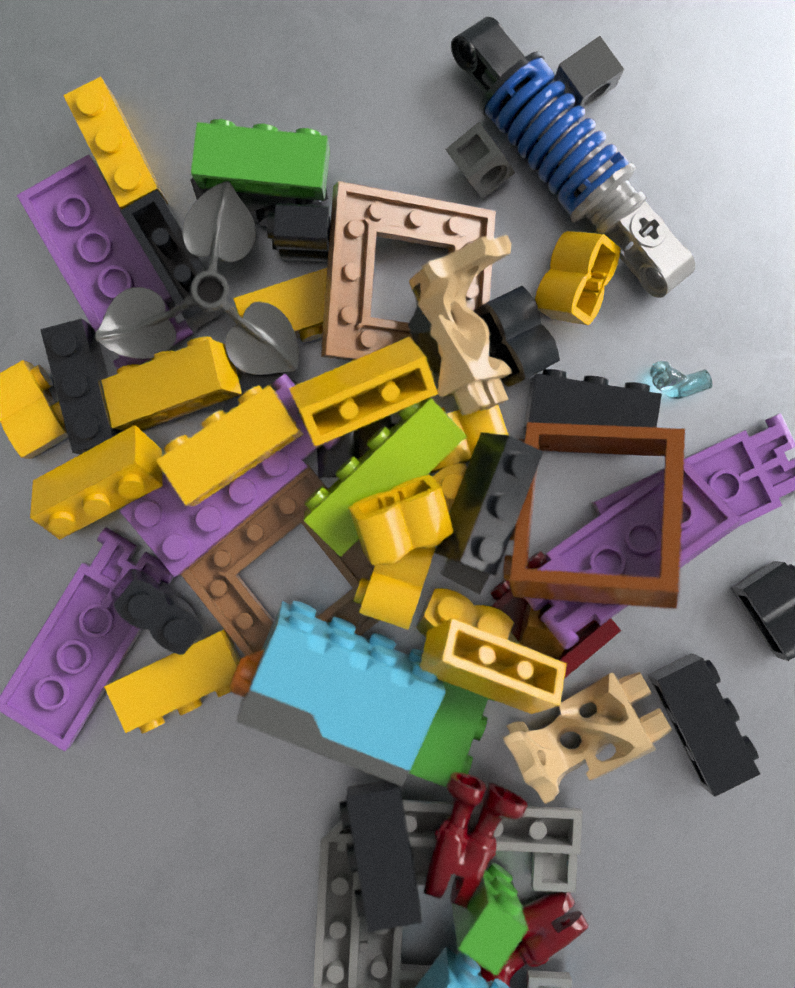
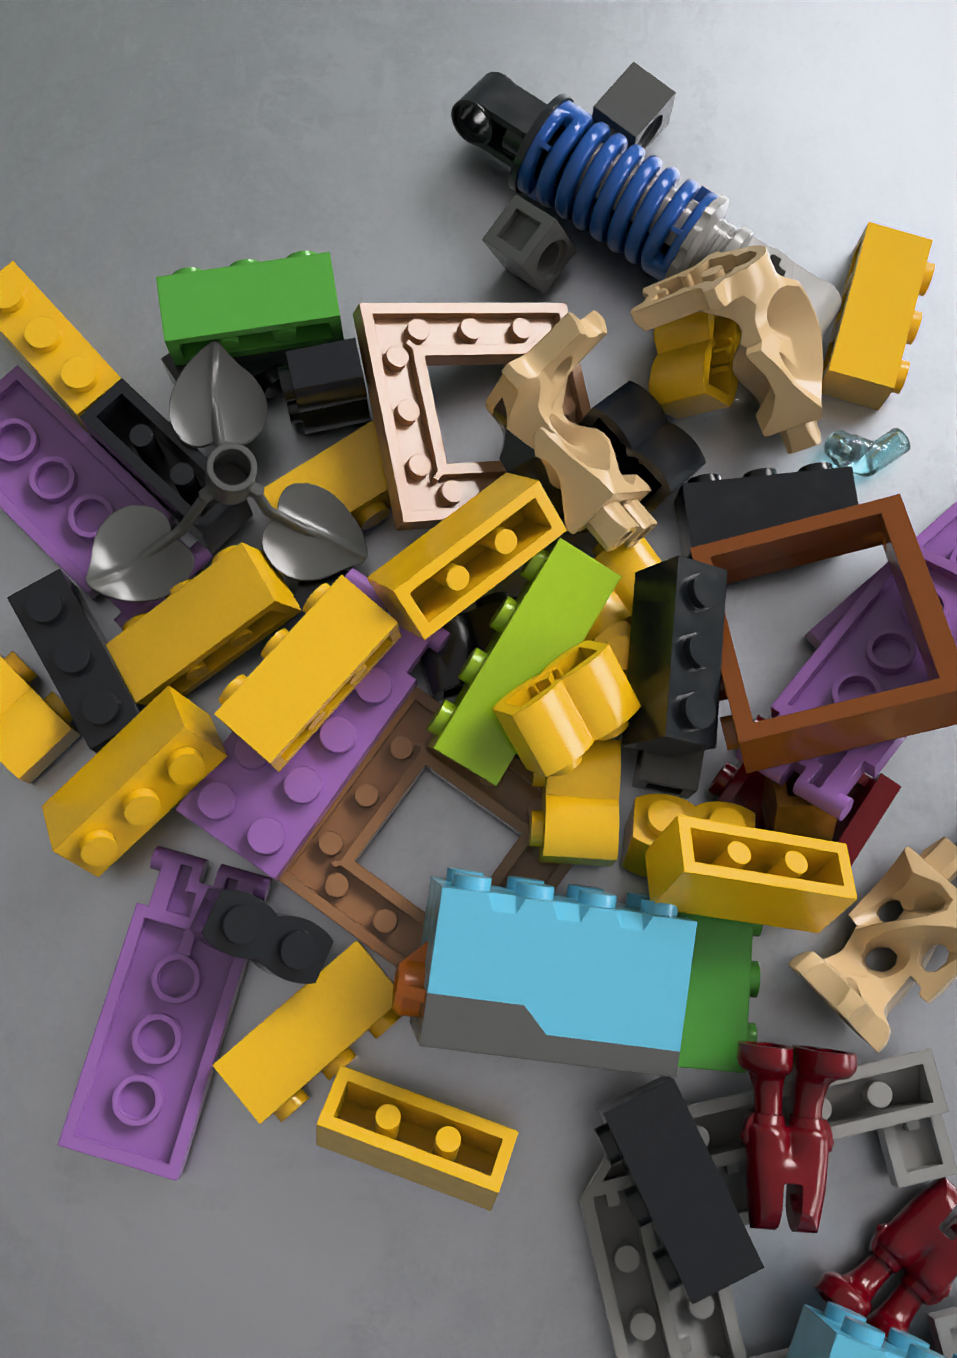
camera: 20 degrees left, 10 degrees down
(225, 769) = (415, 1137): none -> yellow brick
(491, 921) = (859, 1238): bright green brick -> none
(635, 275) = (779, 340): none -> tan hips
(720, 282) = (877, 316): none -> yellow brick

